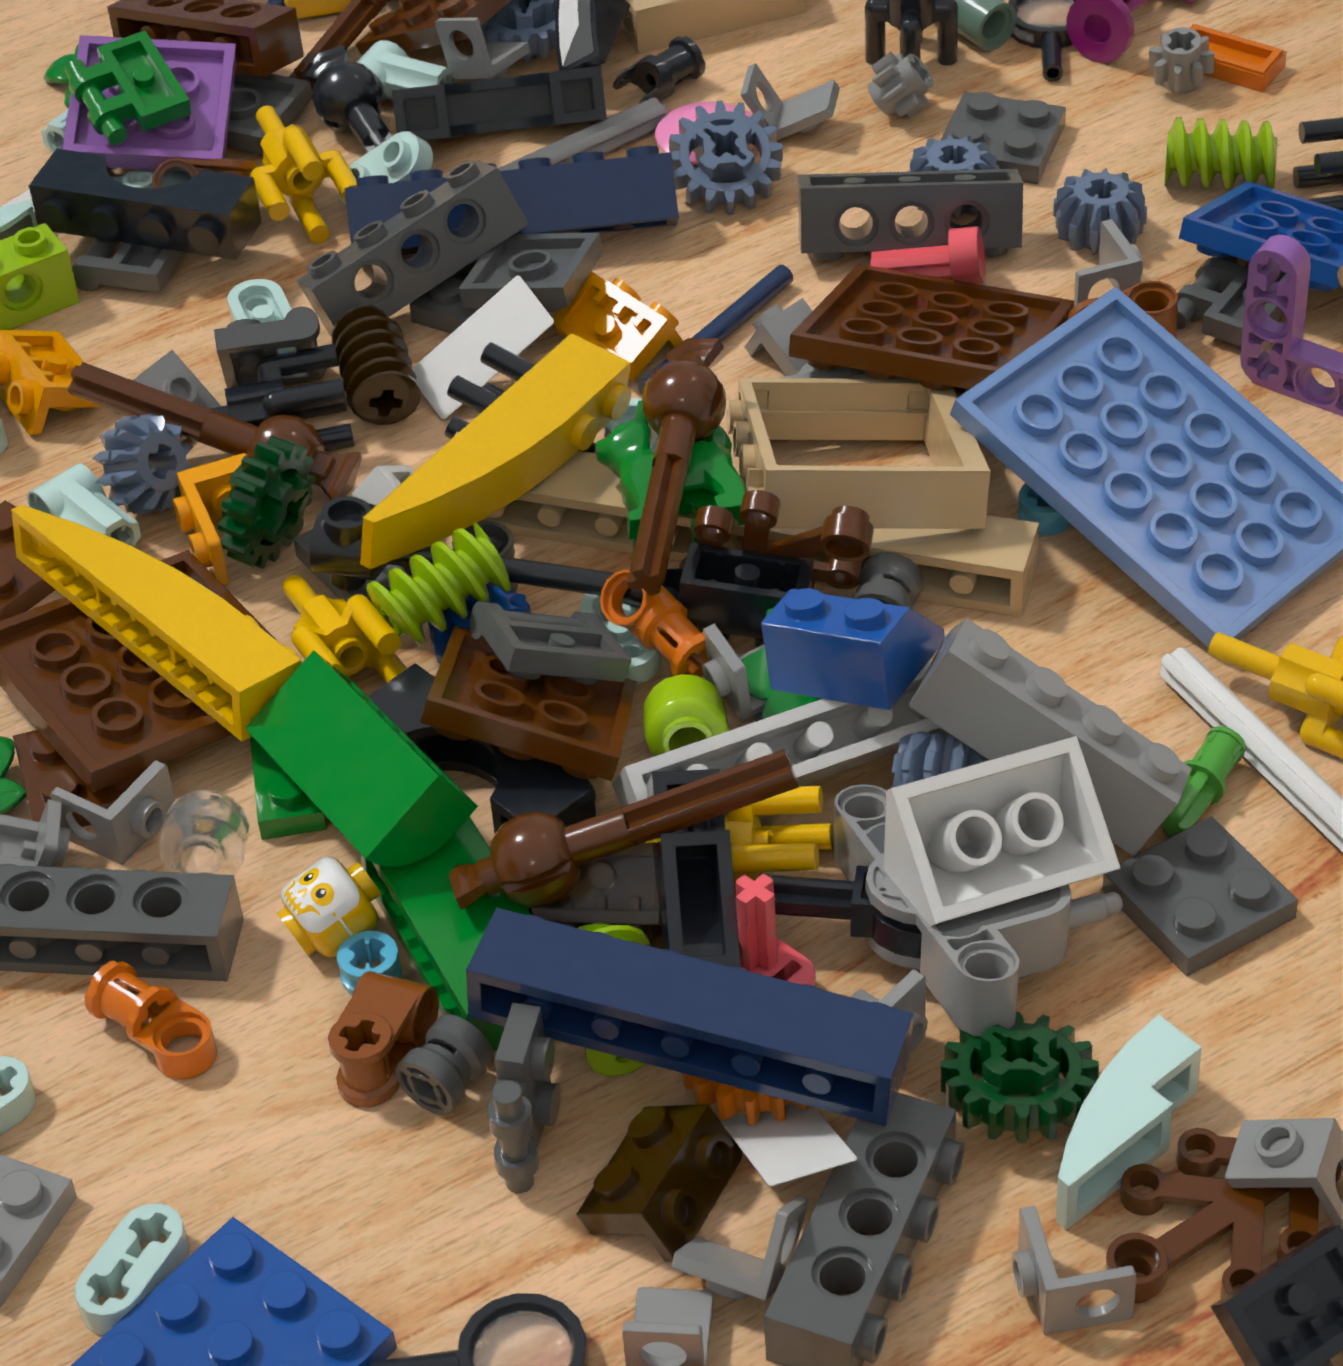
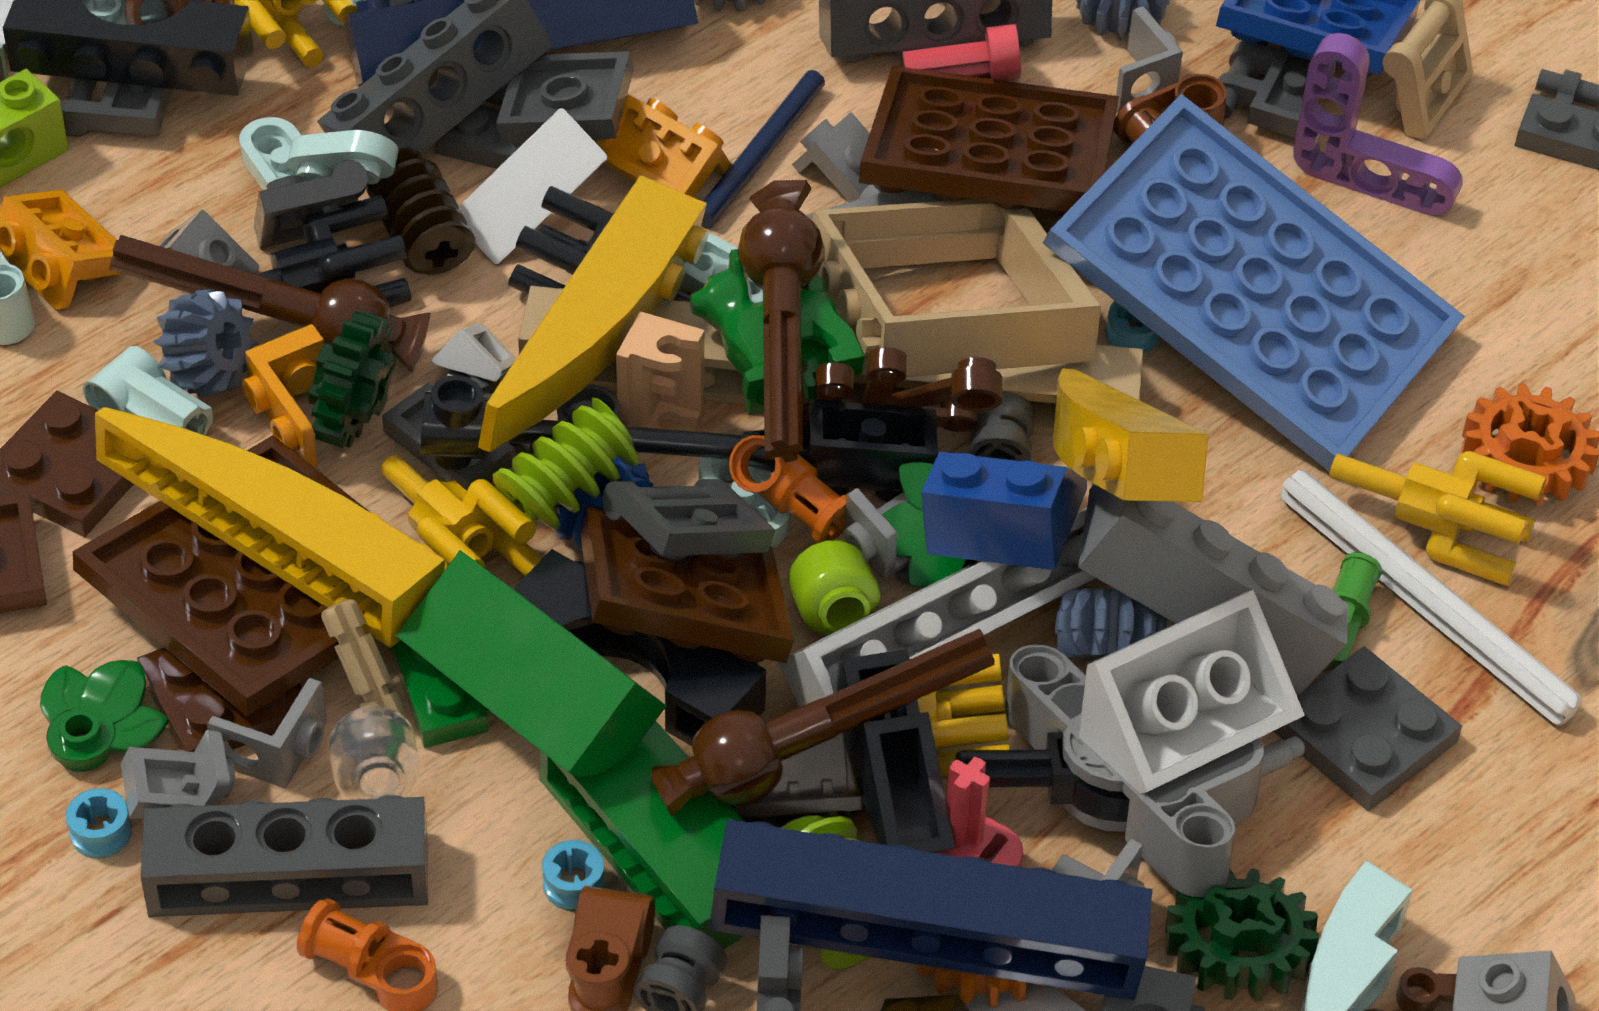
camera: 15 degrees left, 5 degrees up
(211, 745) = (360, 655): none -> tan axle
(328, 905) = (523, 819): head -> none
(330, 303) = (318, 154): none -> light aqua plate
(557, 513) = (660, 373): none -> light nougat hinge
(964, 584) = (1126, 443): none -> yellow slope

